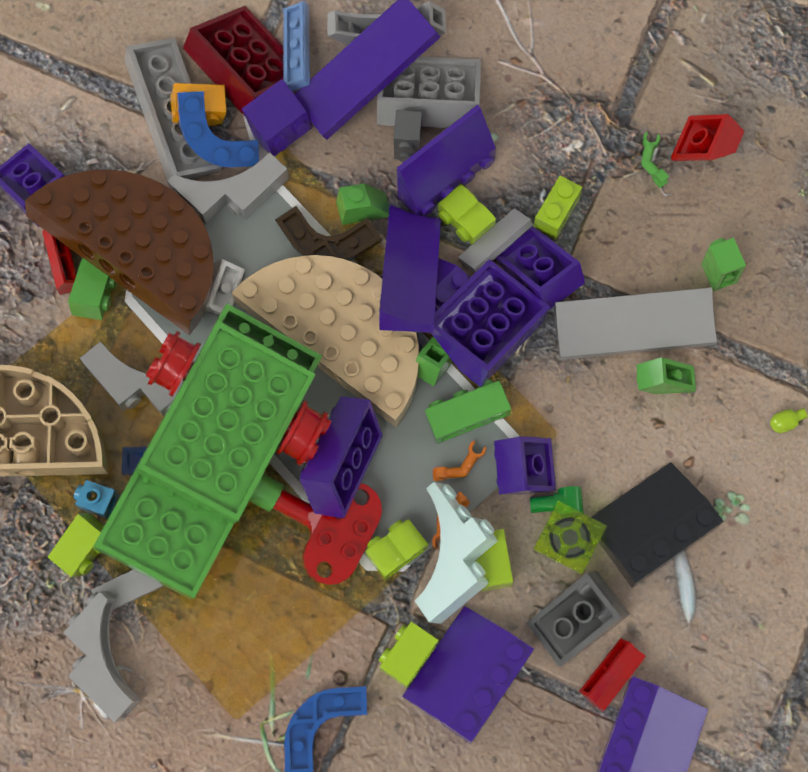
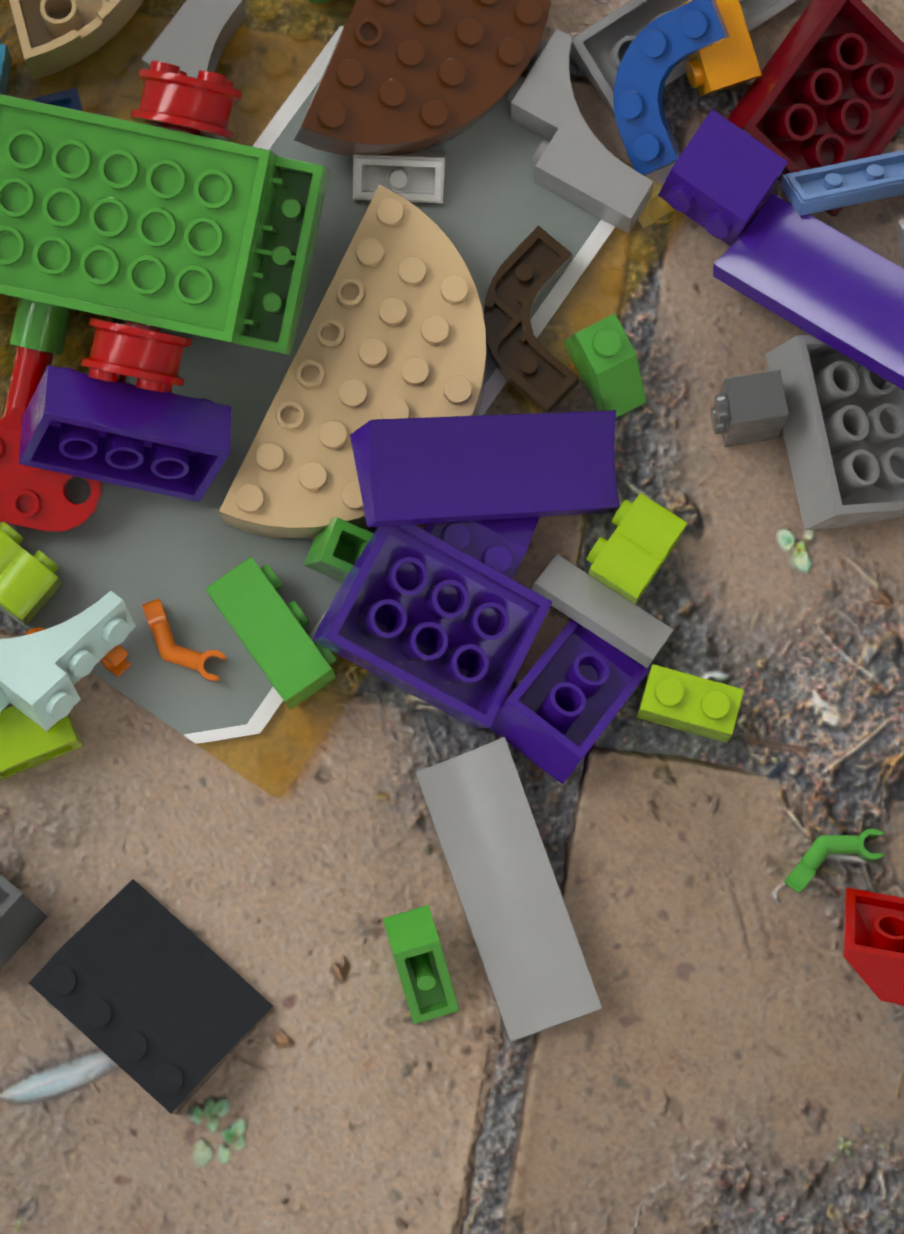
camera: 75 degrees right, 5 degrees up
(446, 163) = (711, 485): dark purple slope -> none
(524, 465) = (199, 753): dark purple slope -> none
(568, 495) = (155, 836): green pin -> none
(569, 537) = (88, 856): clear neon green piece -> none
(723, 263) = (653, 1018): bright green brick -> none
(787, 420) = (395, 1196): lime cylinder -> none

